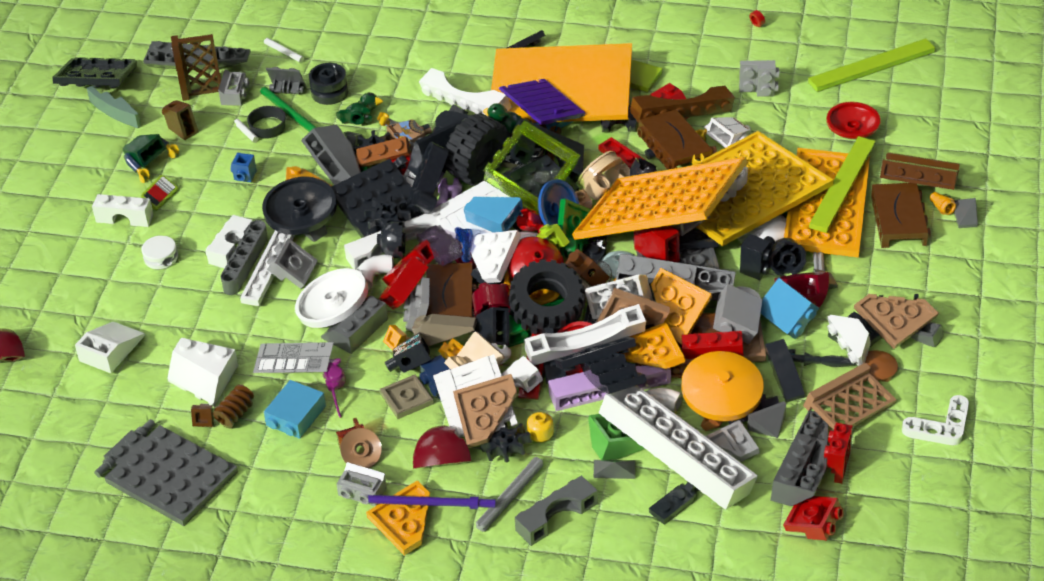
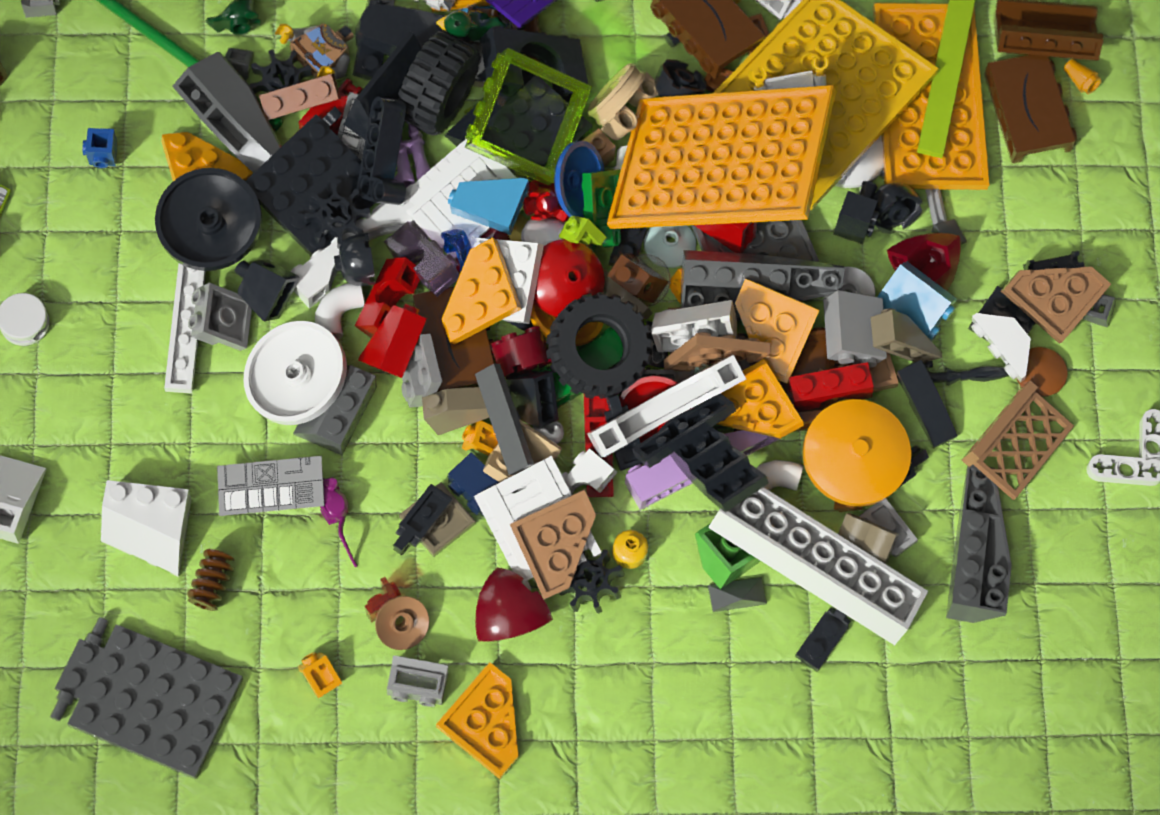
camera: 20 degrees left, 25 degrees up
(202, 415) = (171, 599): reddish brown tile -> none
(224, 243) = (122, 265): white arch -> none
(244, 257) = (148, 323): dark grey beam -> none
(246, 131) = (79, 67): white wheel -> none
(263, 112) = (101, 27): black tyre -> none
(292, 471) = (319, 673): none -> light orange bracket
(294, 409) = (294, 569): dark azure brick -> none
(327, 250) = (266, 287): none -> black torso
(393, 389) = (421, 518): none -> black hinge
(394, 337) = (399, 426): light orange tile -> none
(409, 354) = (430, 456): black torso -> none
(466, 329) = (504, 419): none -> dark grey tile
(471, 262) = (481, 294): none -> light orange plate
(472, 502) = (572, 688): dark purple bar -> none
(509, 494) = (612, 659): light grey axle -> none
(575, 497) = (701, 653): dark grey arch -> none
(622, 151) = (634, 45): red plate -> none
(722, 437) = (869, 536): none -> dark tan brick
(768, 420) = (921, 489): dark grey slope -> none
(772, 322) = (902, 337): none -> dark tan slope
(815, 517) = (1006, 638): red plate -> none
(839, 450) = (1023, 537): red plate -> none
(966, 213) = (1114, 87): dark grey slope -> none

